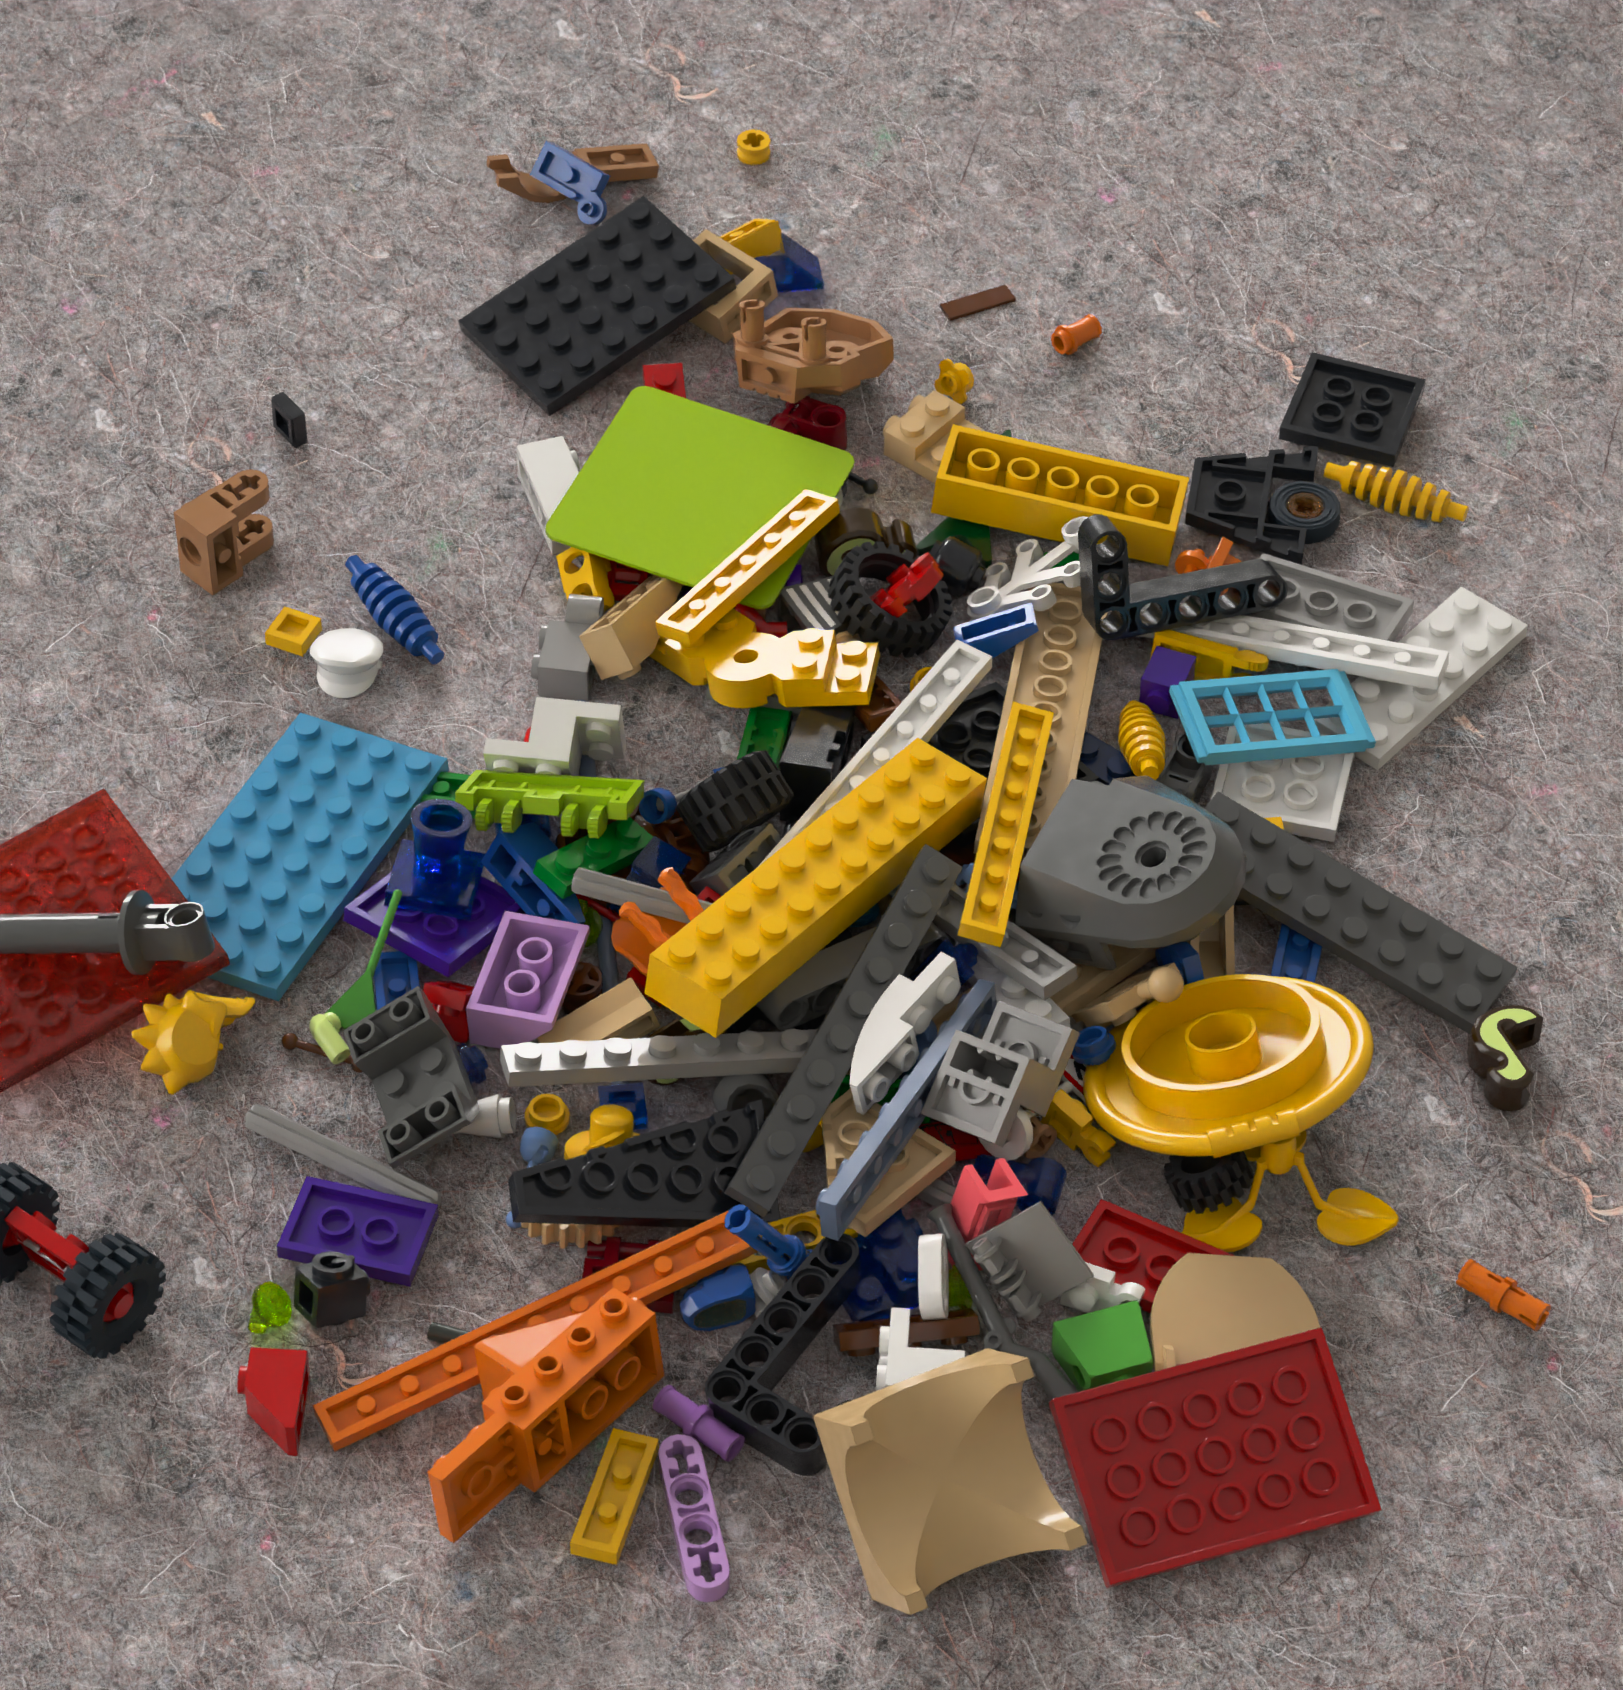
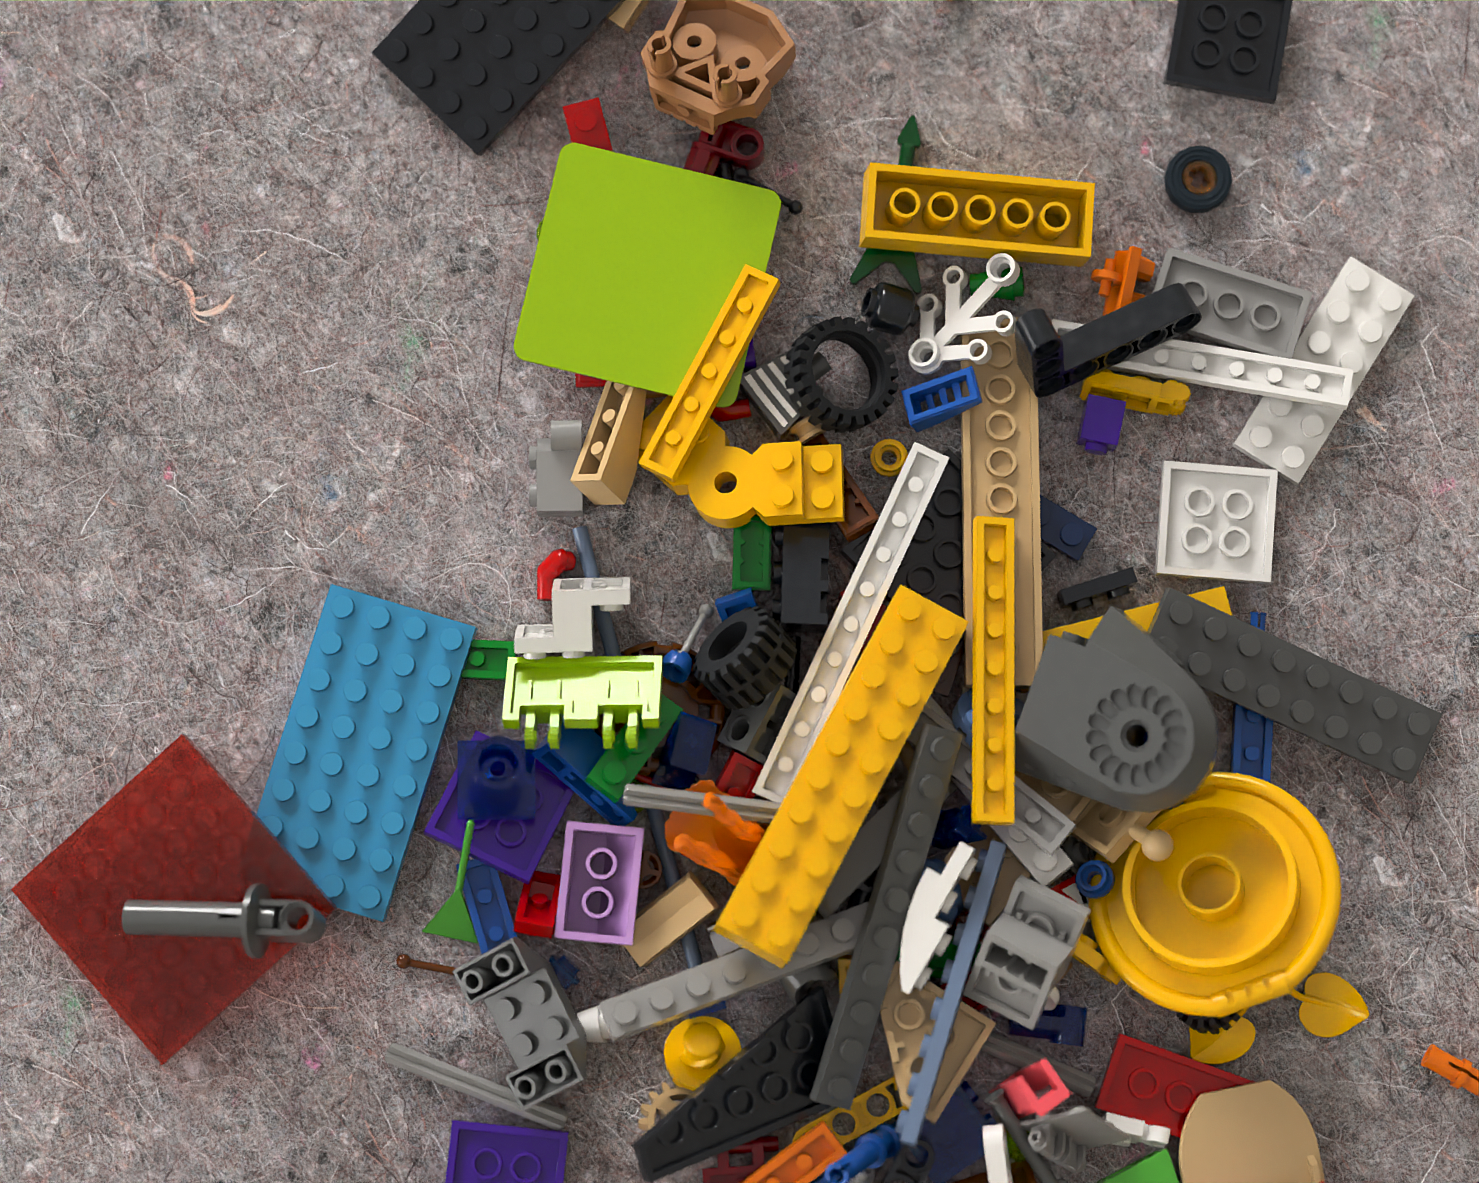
camera: 15 degrees left, 35 degrees up
(186, 1035) = (319, 989): yellow head -> none
(221, 533) = (208, 392): medium nougat brick -> none
(289, 420) = (240, 215): black tile -> none
(293, 631) = (303, 484): yellow plate -> none
(326, 1031) = (433, 959): yellowish green arm -> none
(346, 661) = (358, 510): white piece -> none
(394, 609) = (389, 445): blue piece -> none
(536, 1147) = (638, 1053): medium blue hinge -> none
(546, 475) = (503, 261): white brick -> none
(587, 580) = (558, 392): yellow leg -> none
(854, 528) = (809, 294): dark brown animal -> none
(908, 585) = (840, 379): red plate -> none
(922, 433) = (847, 138): tan plate -> none
(954, 380) = (854, 61): yellow plate -> none
(1141, 740) = (1090, 509): yellow piece -> none
(1184, 771) = (1130, 534): dark grey piece -> none
(1232, 499) = (1130, 172): black wing -> none
(1346, 706) = (1138, 492): medium azure piece -> none
(1396, 491) = (1280, 143): yellow piece -> none
(1496, 1057) = (1431, 818): dark brown animal -> none

